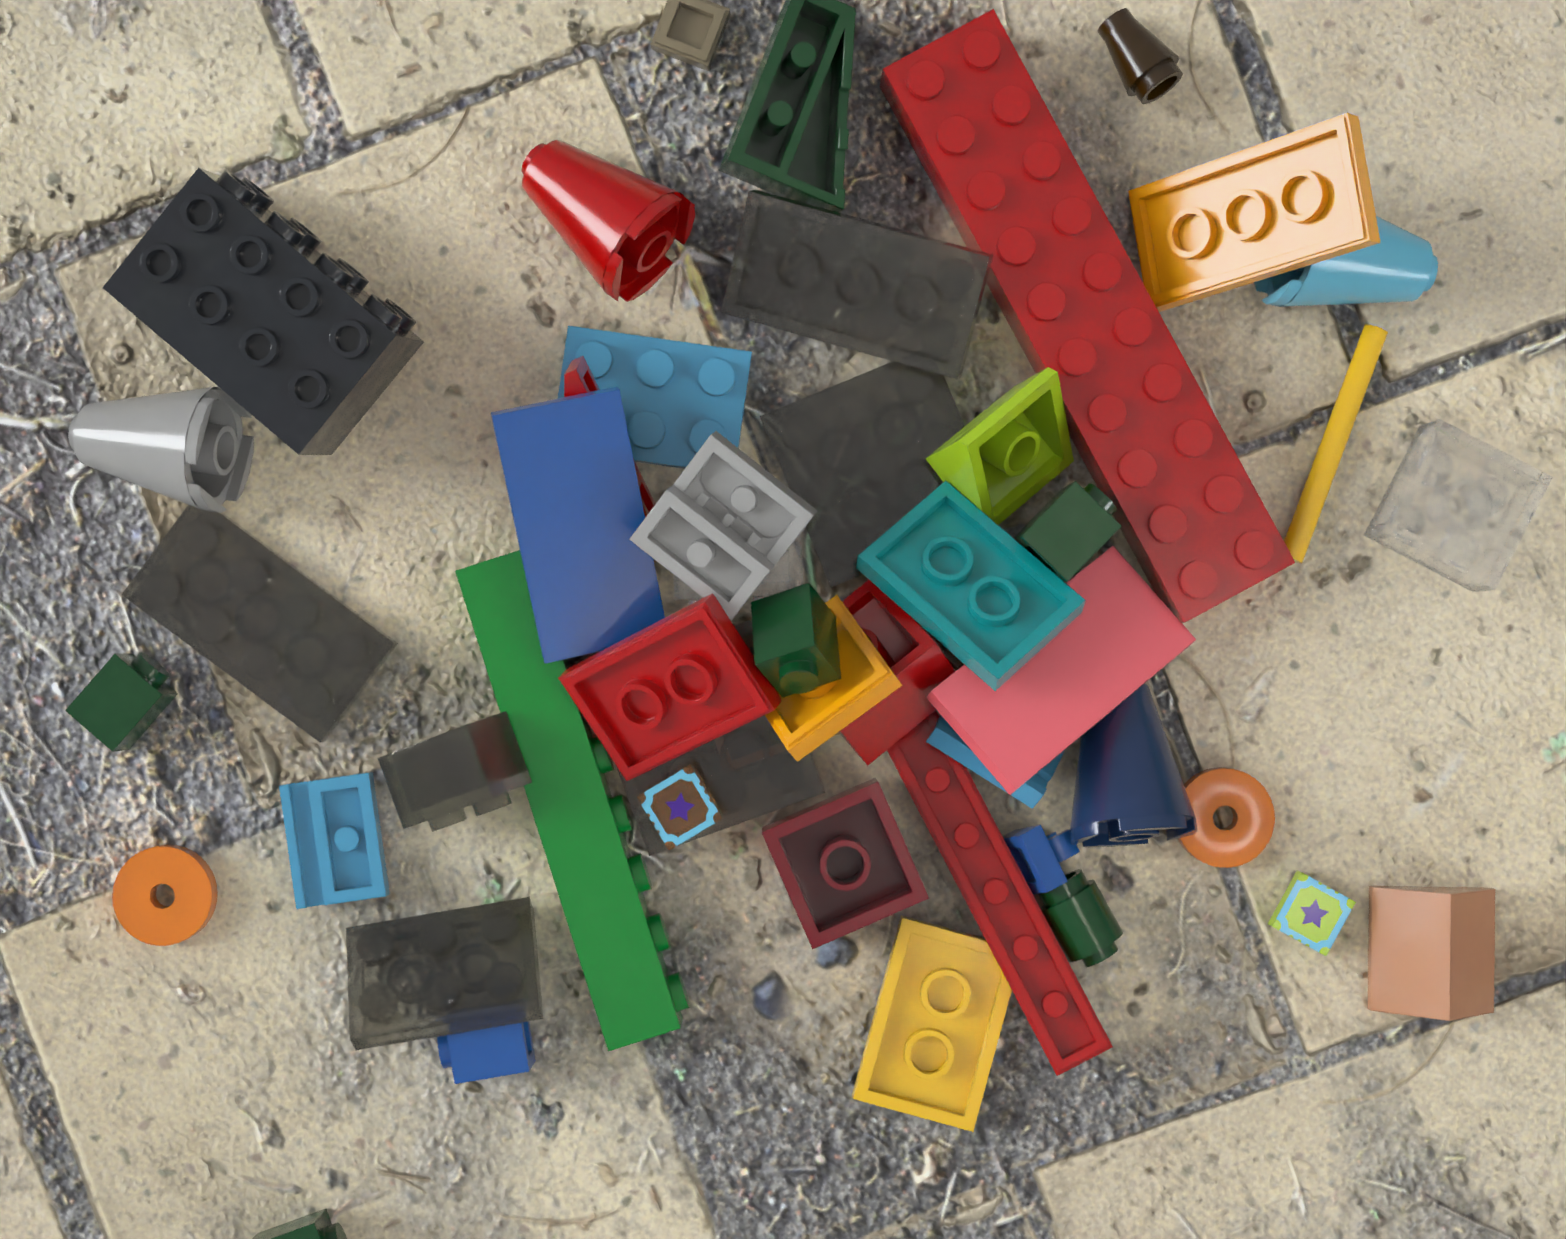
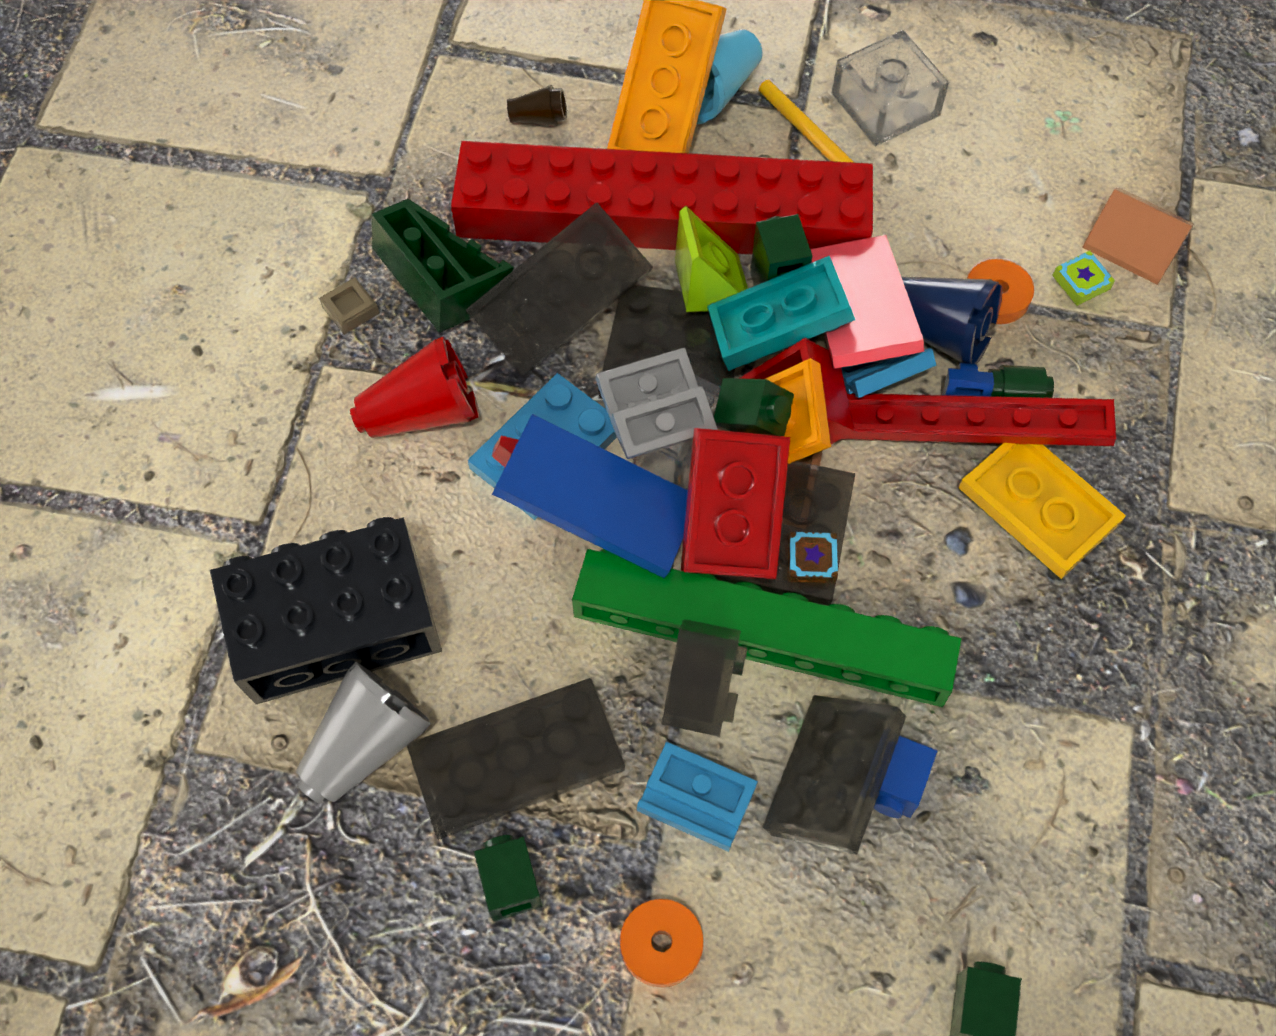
camera: 50 degrees left, 25 degrees down
(844, 863) = (907, 487): brick -> none

